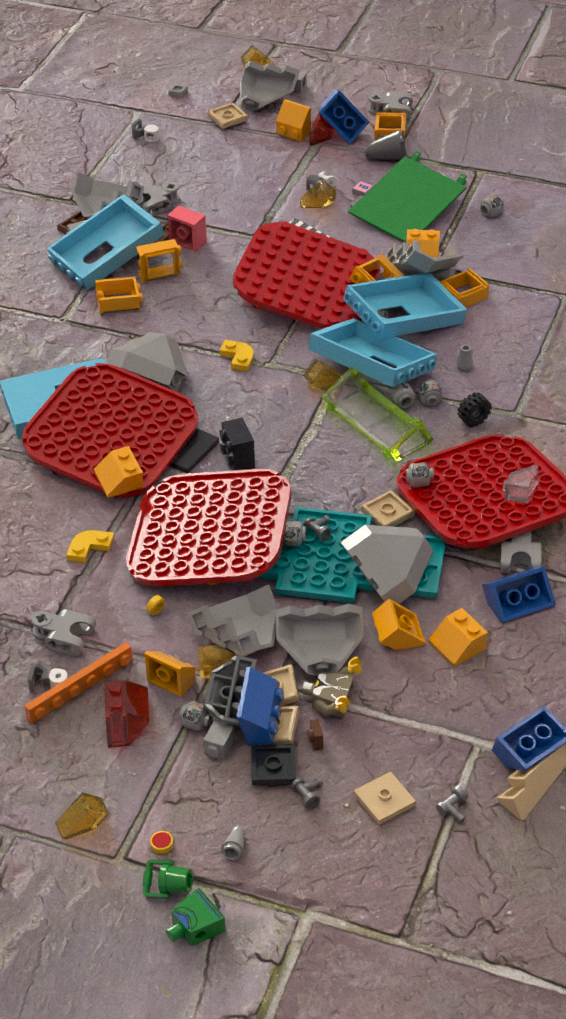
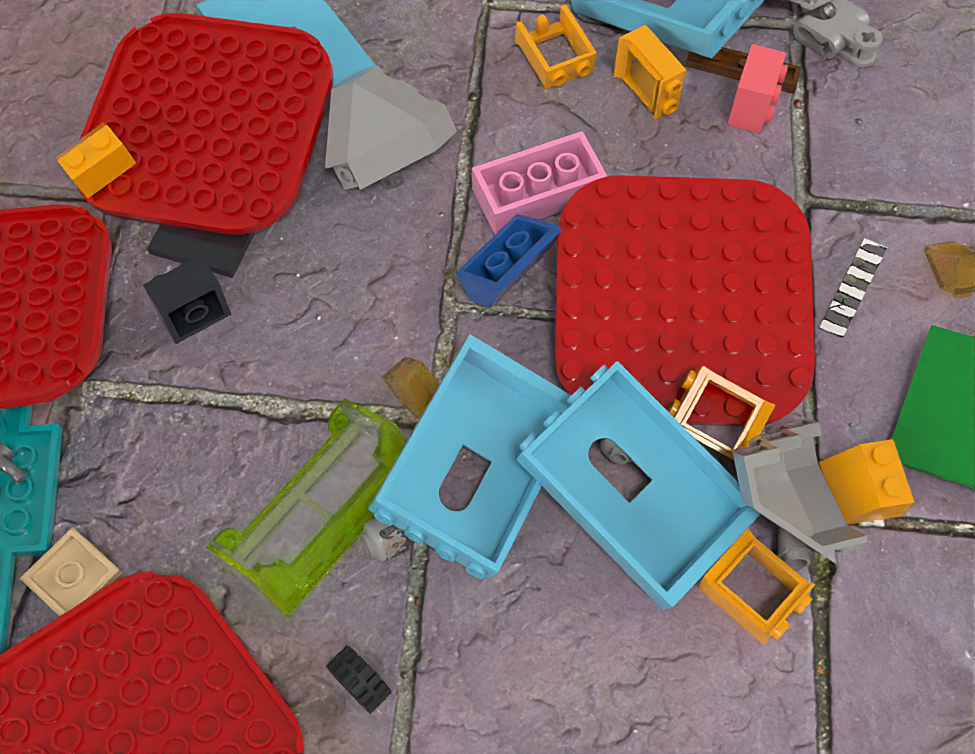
camera: 75 degrees right, 20 degrees up
(212, 313) = (535, 180): none -> bright pink brick
(240, 352) = (448, 259): yellow plate -> none
(262, 325) = (506, 258): none -> blue slope
(419, 475) = (130, 608): light grey head -> none
(430, 393) = (410, 586): light grey head -> none
(465, 359) = (523, 641): light grey cone -> none

